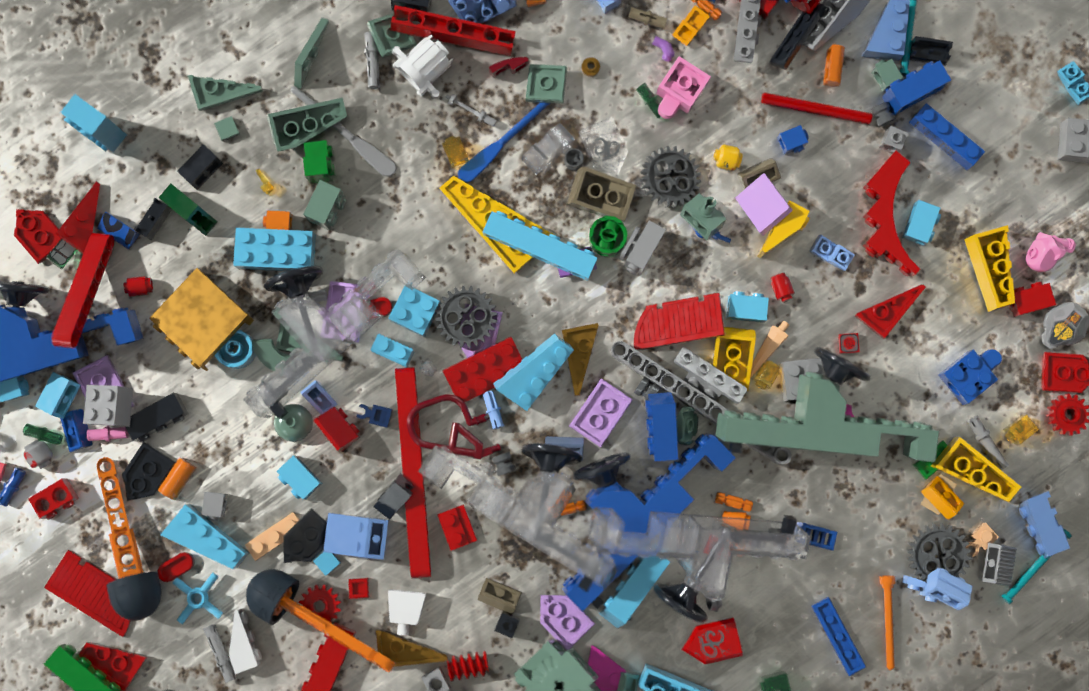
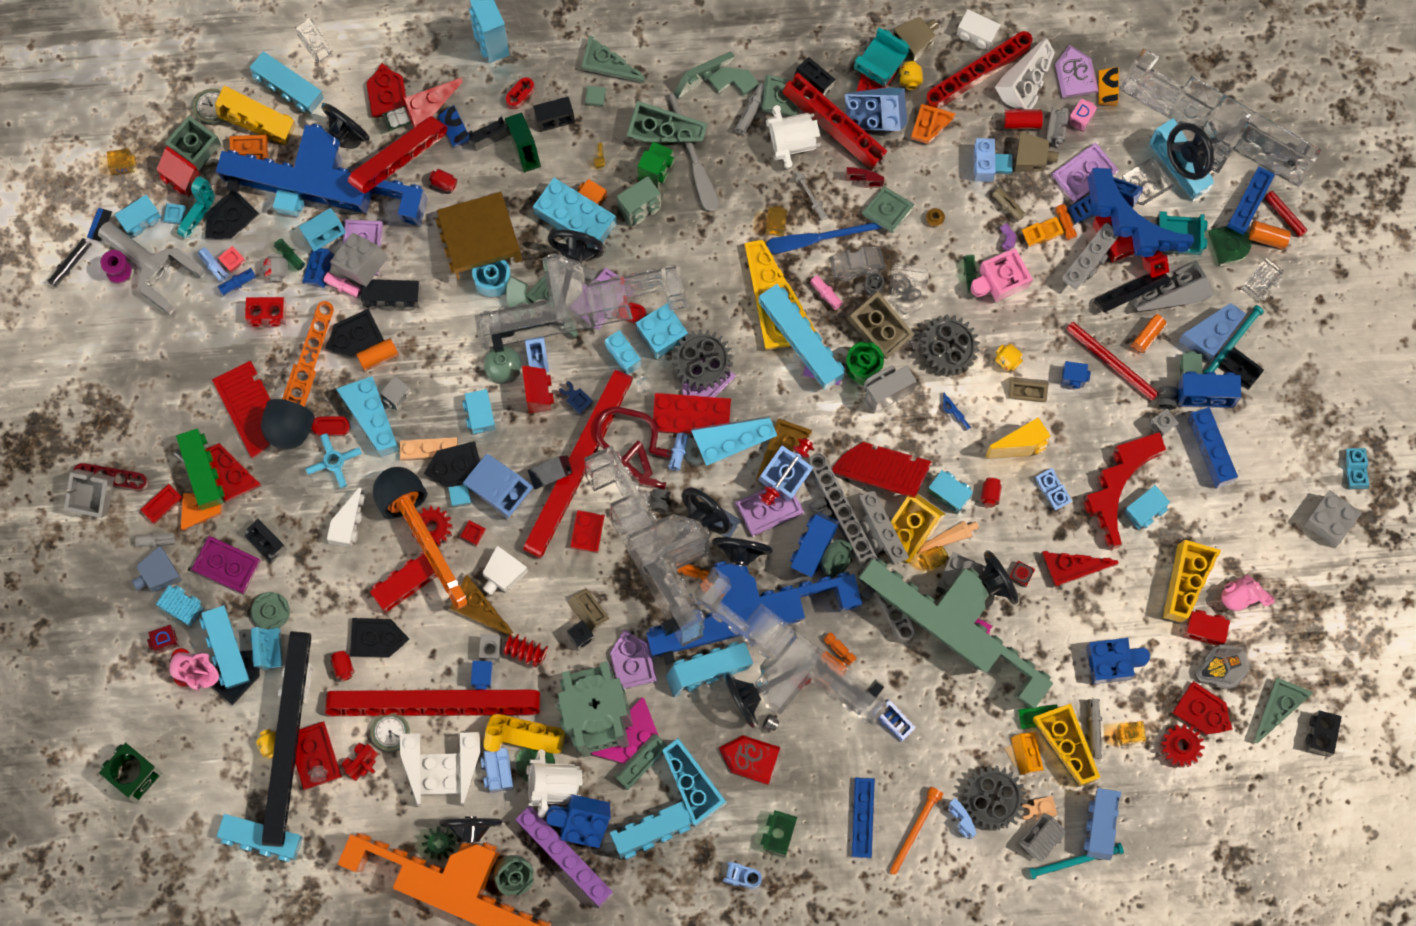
camera: 30 degrees right, 10 degrees down
(162, 165) = (516, 90): none -> red beam
(220, 654) = (322, 525): light grey pin -> none
(332, 42) = (740, 77): none -> sand green tile
(536, 191) = (826, 292): none -> bright pink pin
(600, 378) = (786, 473): none -> light blue brick
(703, 216) = (957, 392): sand green brick -> none
(763, 204) = (1015, 410): lavender tile -> none
(948, 588) = (983, 827): light blue brick -> none

